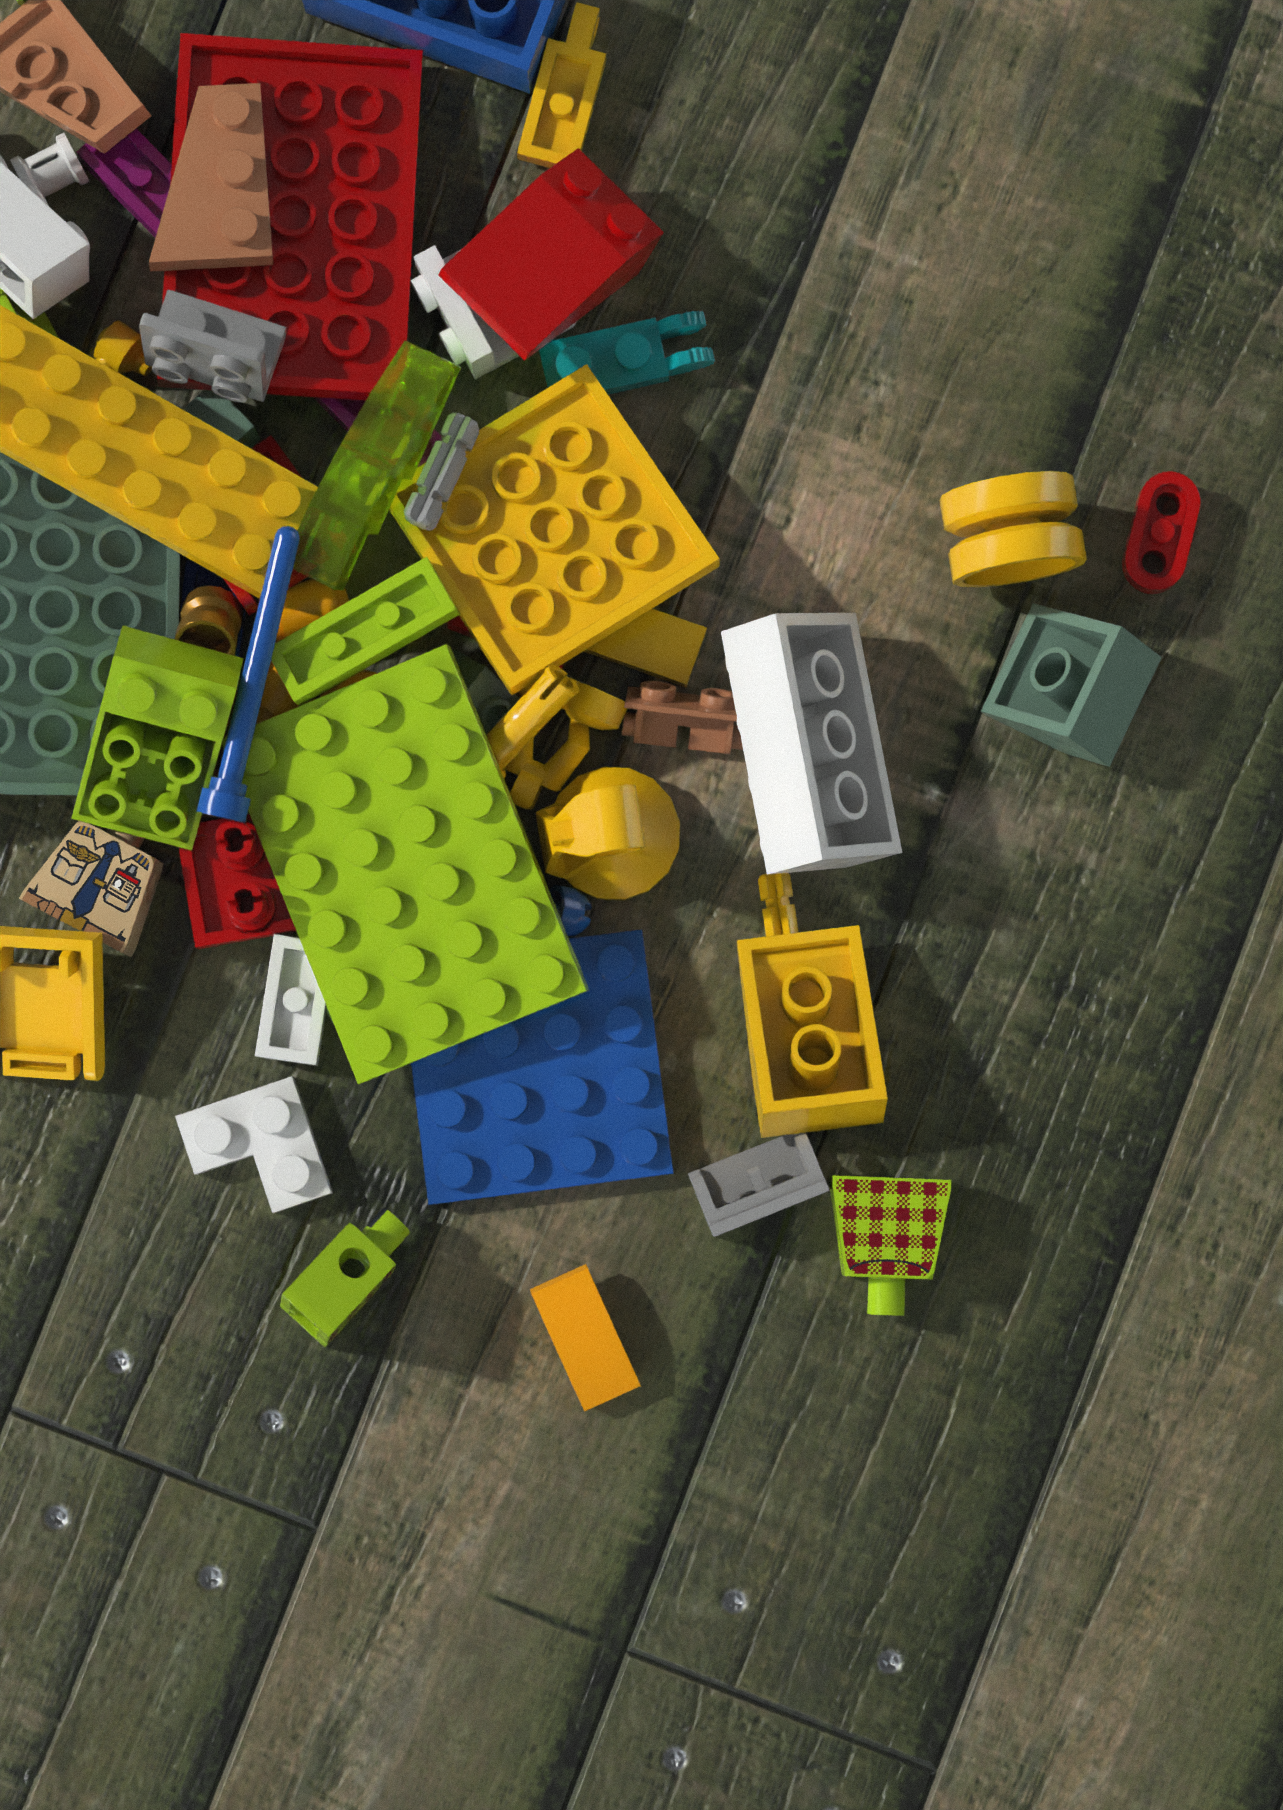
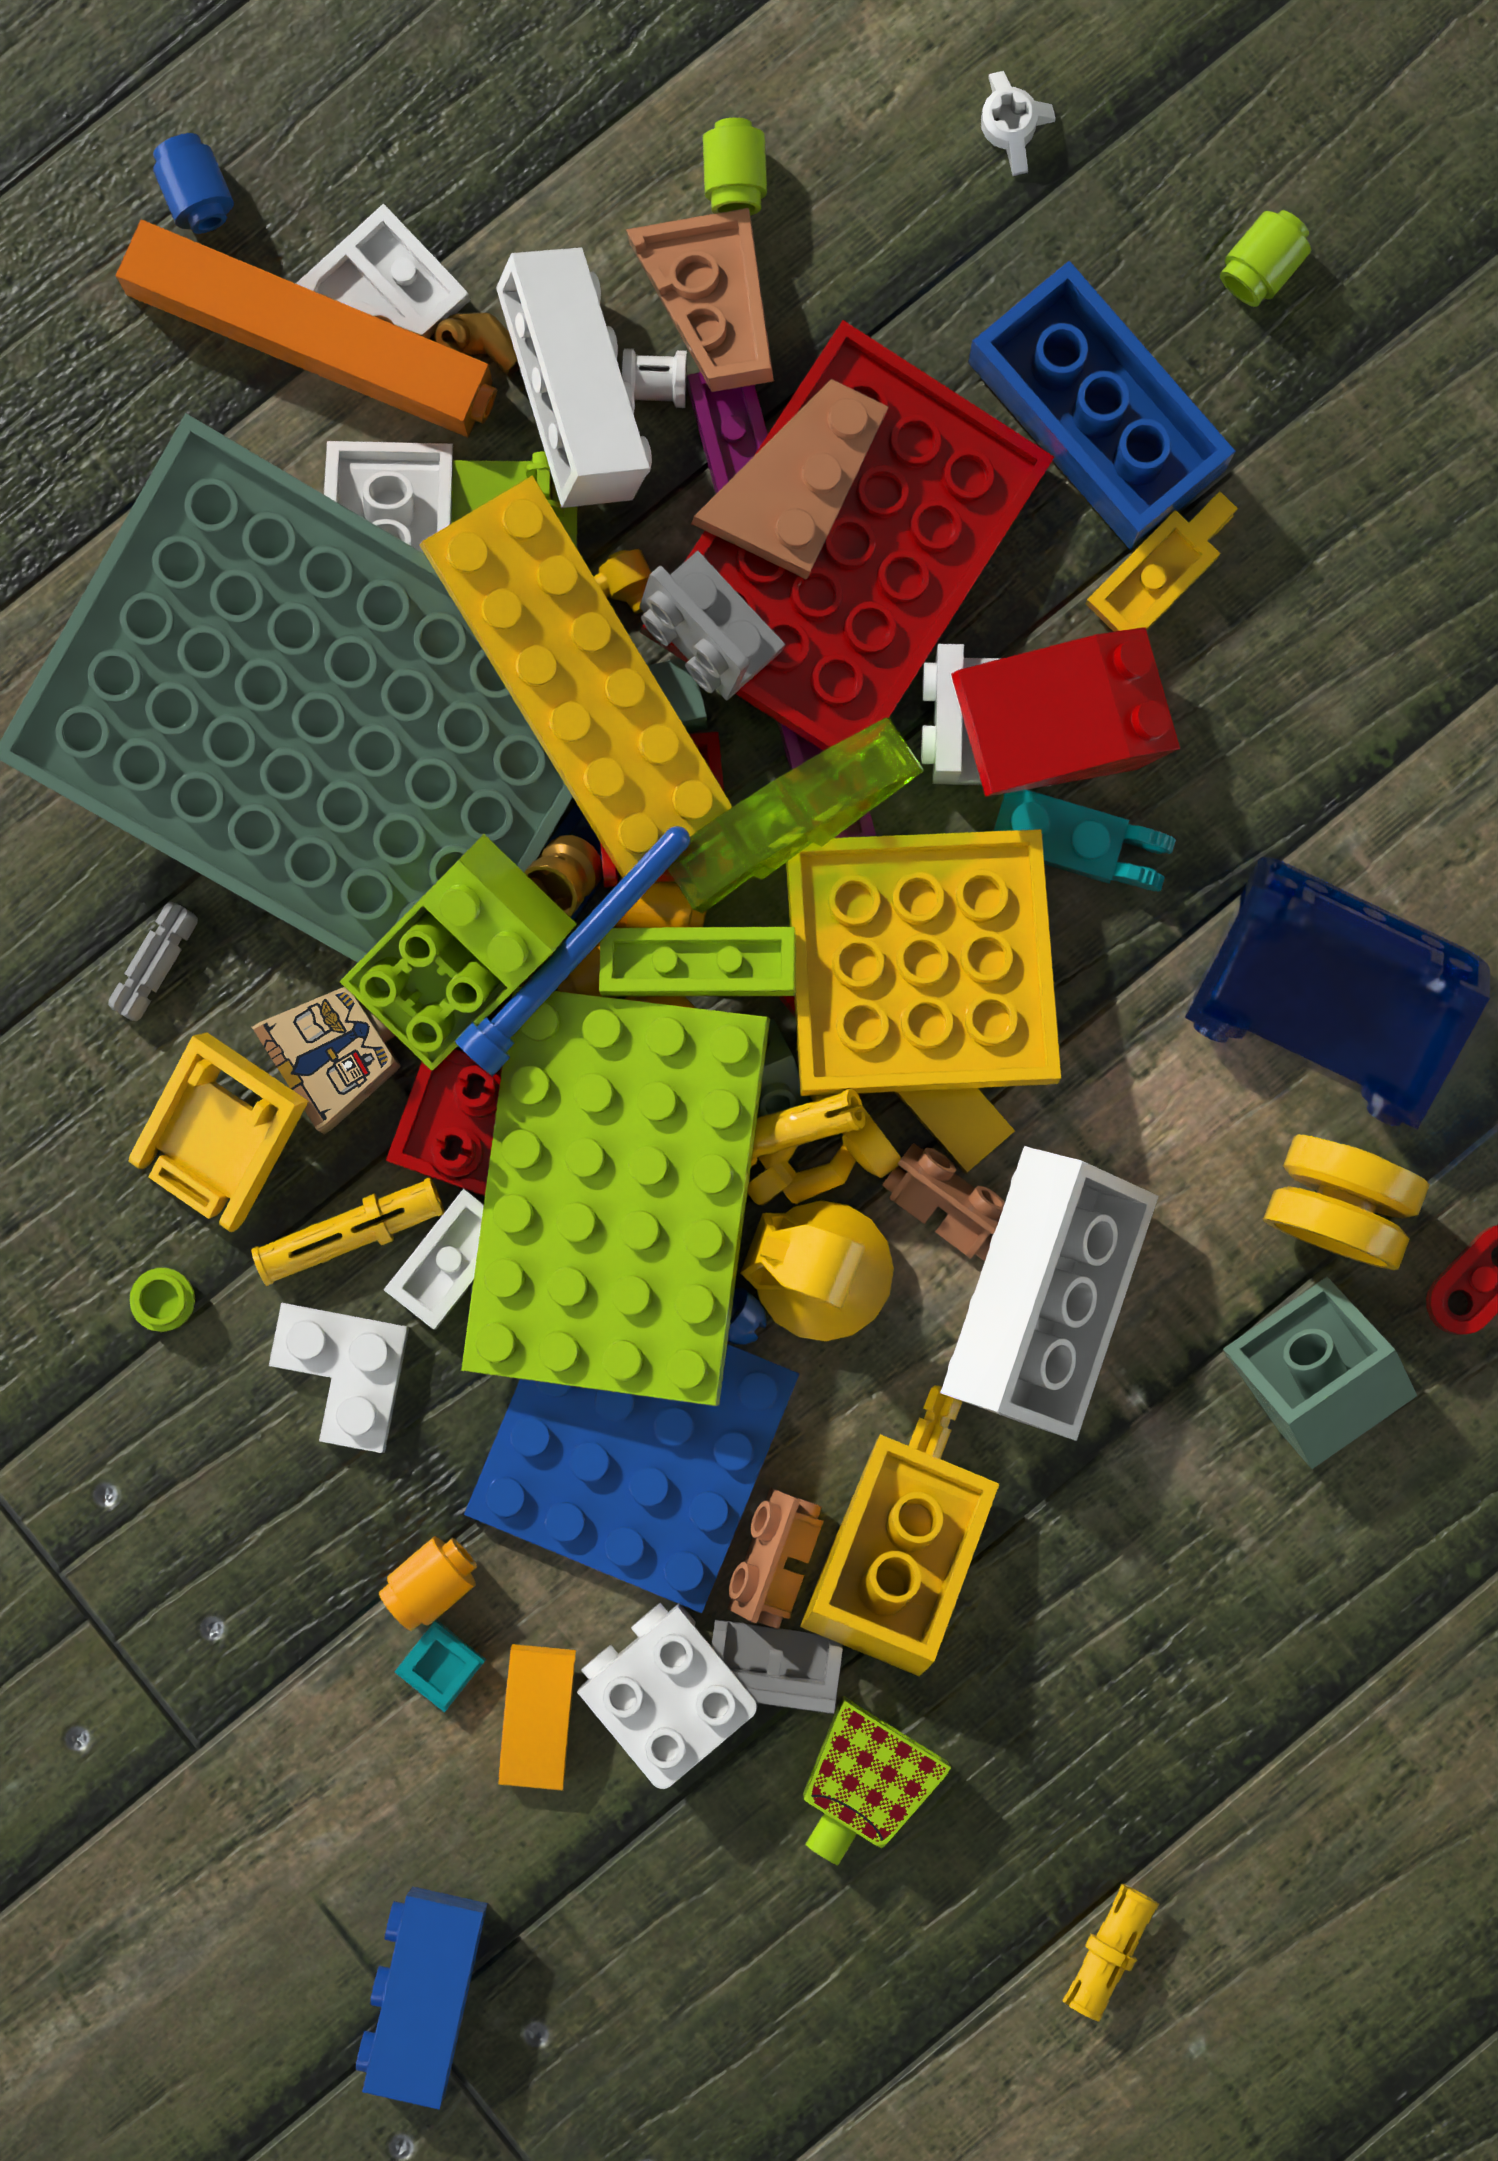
camera: 30 degrees right, 0 degrees up
(73, 1171) = (162, 1299): none -> lime plate
(150, 1082) = (277, 1258): none -> yellow pin
(324, 1296) = (321, 1544): lime torso -> none
(431, 1277) = (429, 1583): none -> light orange brick
(441, 471) = (852, 855): light grey axle -> none
(480, 1342) = (440, 1665): none -> teal tile
(620, 1623) = (421, 1997): none -> blue brick
(683, 1255) = (666, 1695): none -> white bracket
(699, 1066) = (761, 1585): none -> nougat hinge
(910, 358) = (1343, 988): none -> clear blue windscreen
(1169, 1259) = (1110, 1952): none -> yellow pin

